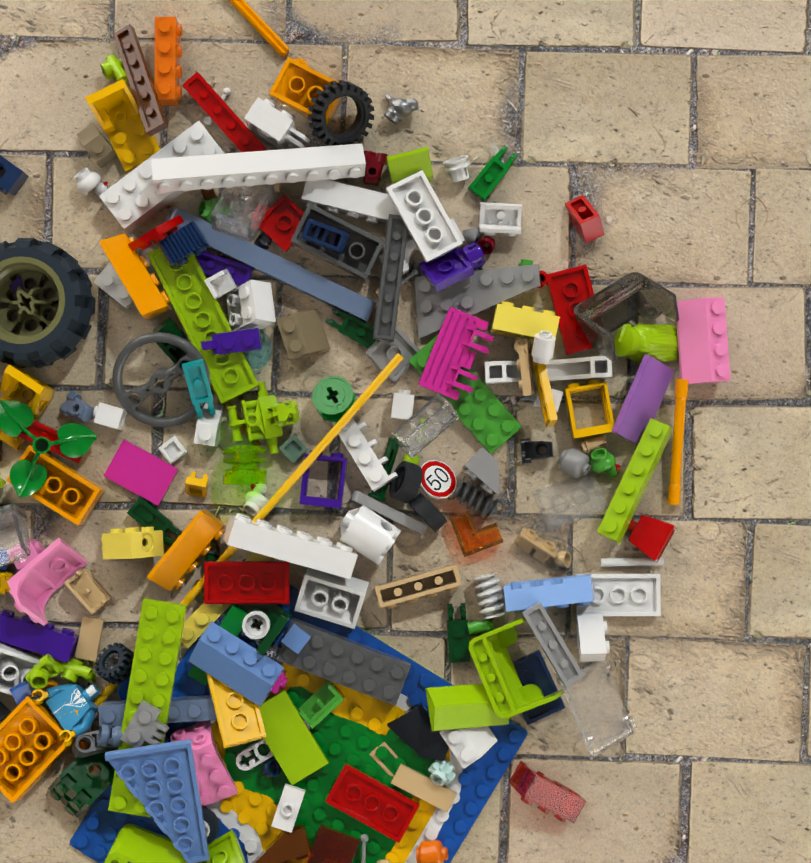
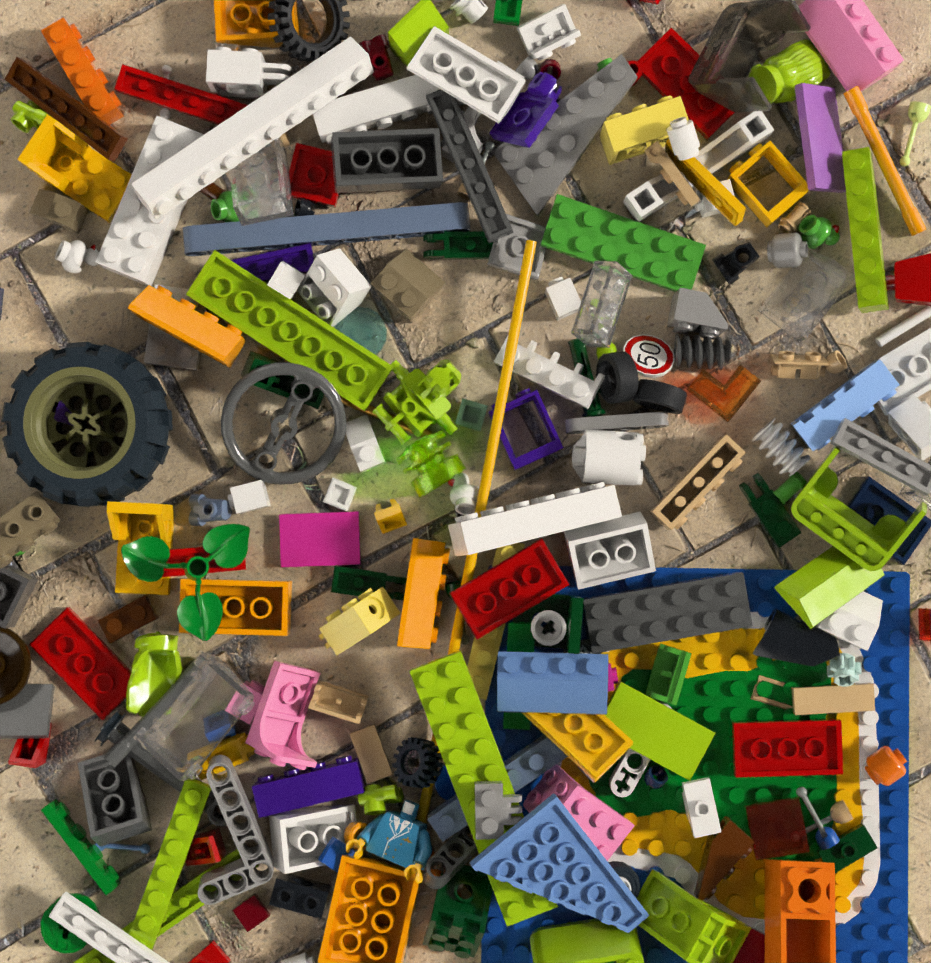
camera: 30 degrees left, 0 degrees up
(40, 672) = (342, 820): lime plate -> none
(109, 736) = (460, 844): sand blue wheel -> none
(156, 234) = (184, 265): red plate -> none
(183, 244) = (221, 259): dark blue brick -> none
(198, 386) = (330, 404): teal hinge -> none
(234, 342) = (339, 334): dark purple hinge -> none
(296, 638) = (601, 616): medium blue tile -> none
(322, 397) = (484, 319): piece -> none
(331, 246) = (370, 148): dark blue slope -> none
(452, 352) = (584, 206): dark pink hinge -> none
(721, 422) = (917, 113): none -> yellowish green hinge

